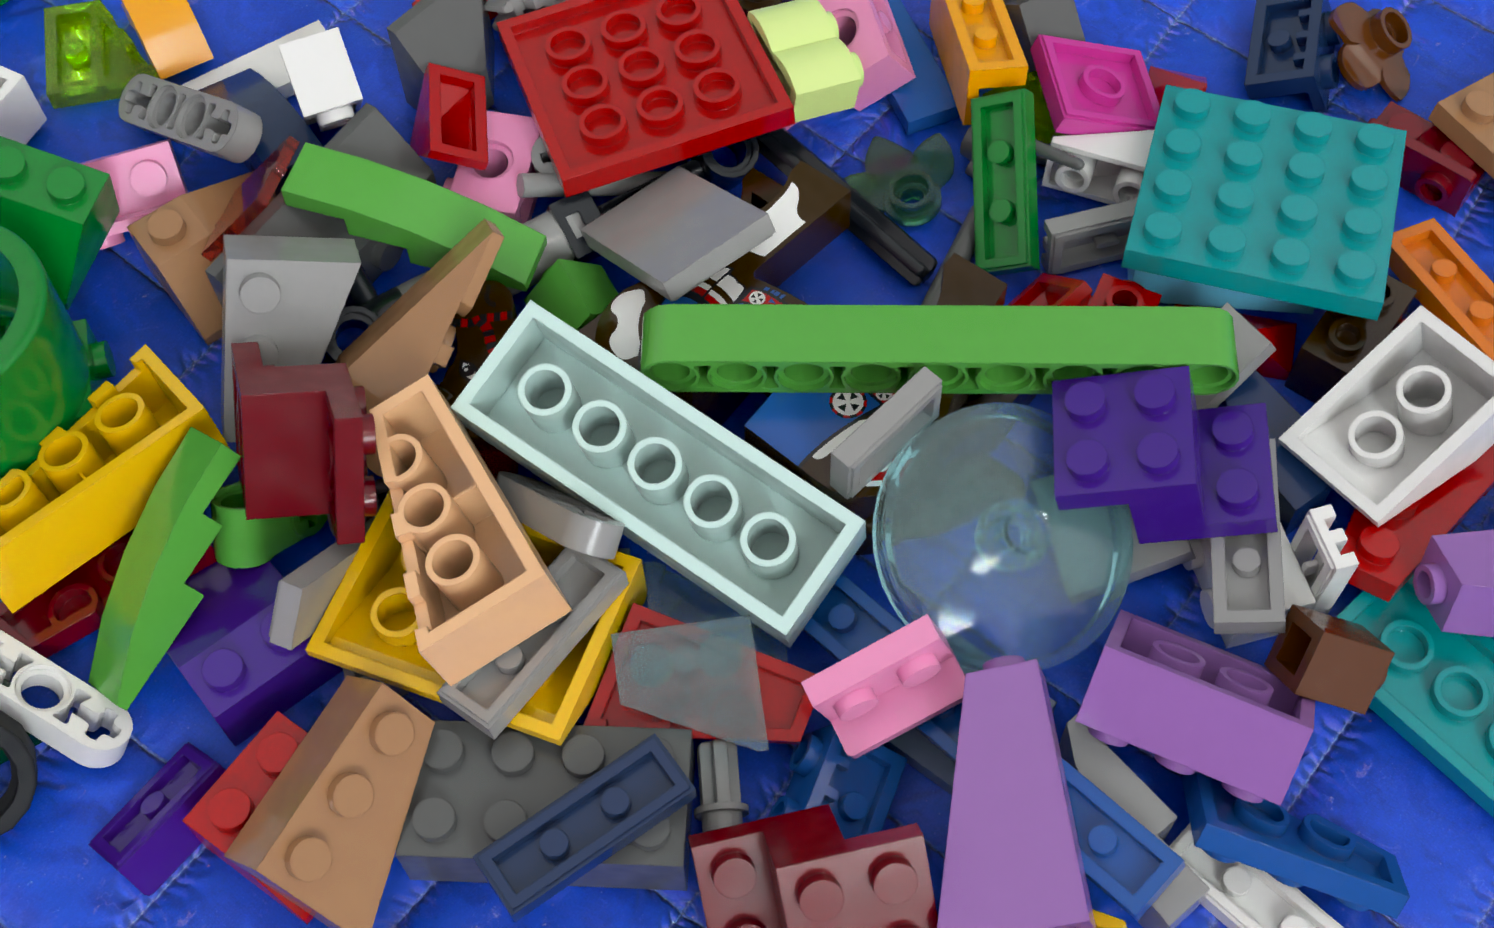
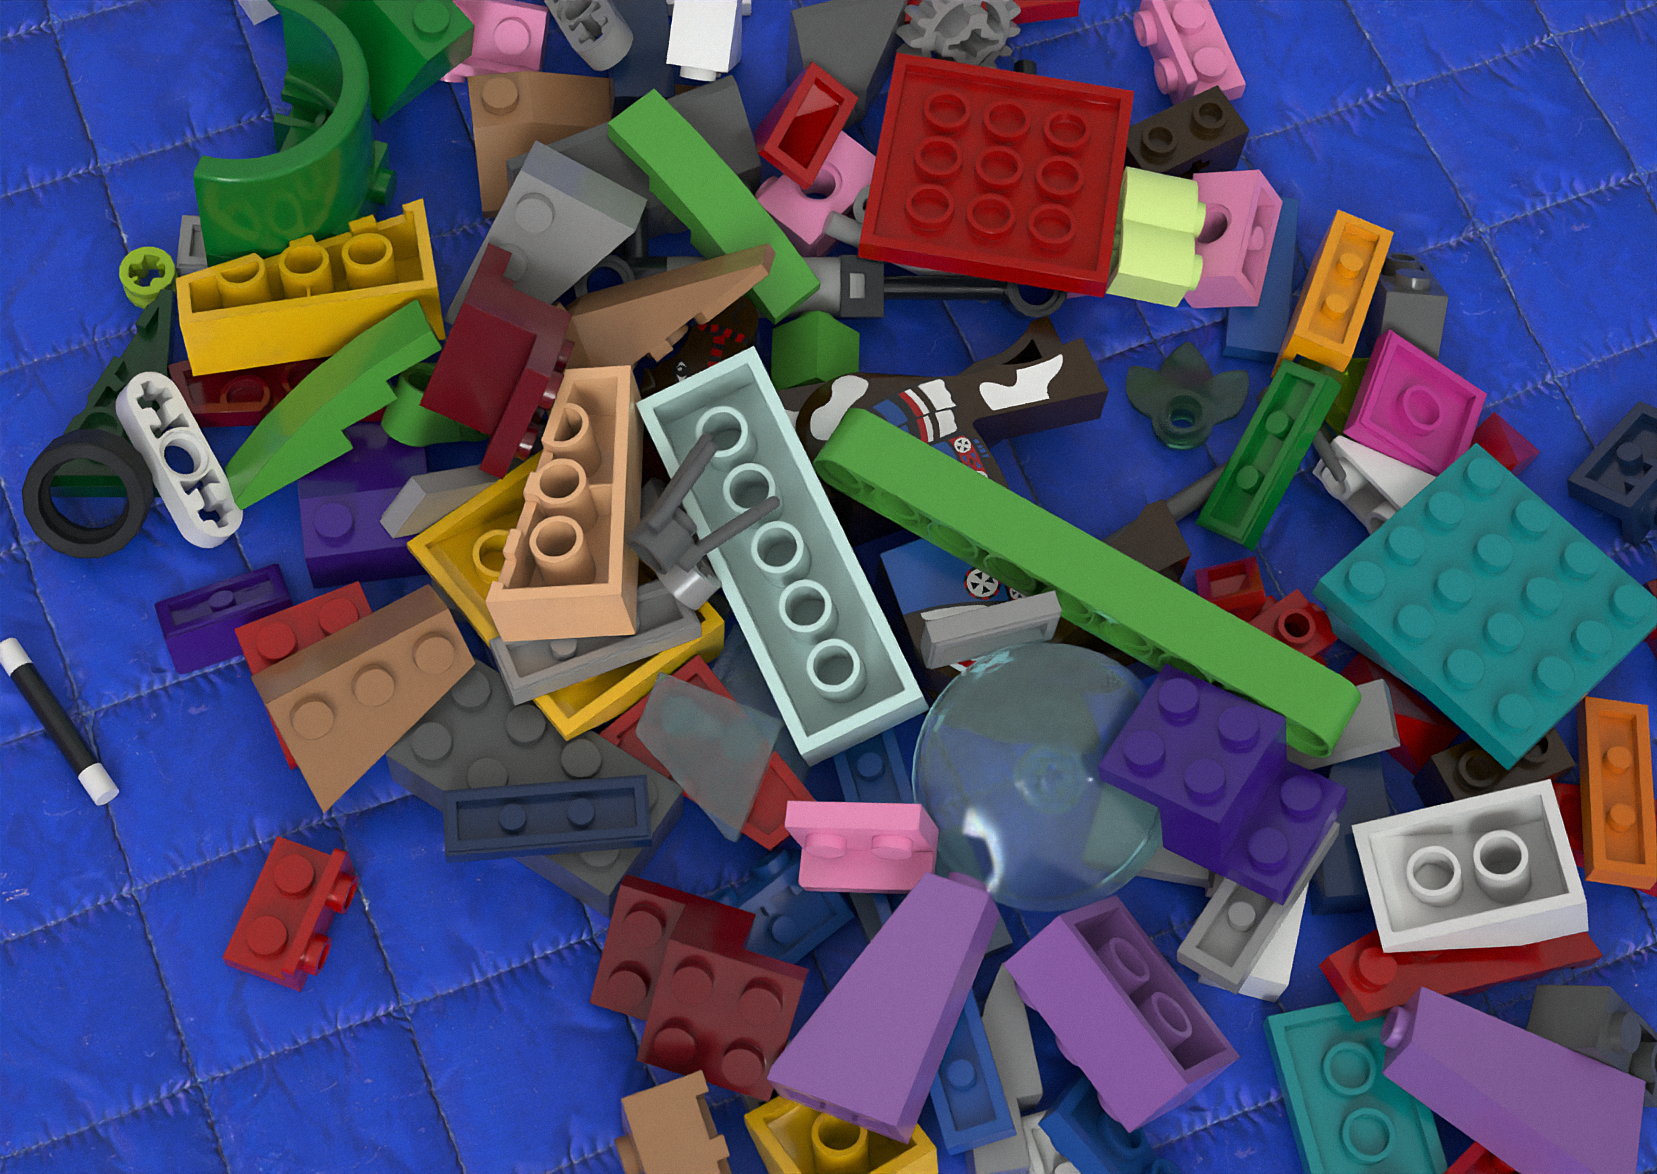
camera: 20 degrees right, 5 degrees up
(251, 197) = (582, 112): clear red piece -> none
(550, 495) = (666, 531): none -> dark grey plant
(678, 232) = (931, 345): light grey tile -> none
(719, 786) = (683, 850): light grey axle -> none
(866, 220) = (1122, 404): black axle -> none
(1087, 237) = (1310, 543): light grey tile -> none
(1329, 569) = (1313, 947): white tile -> none
(1329, 659) = (1260, 1039): reddish brown brick -> none

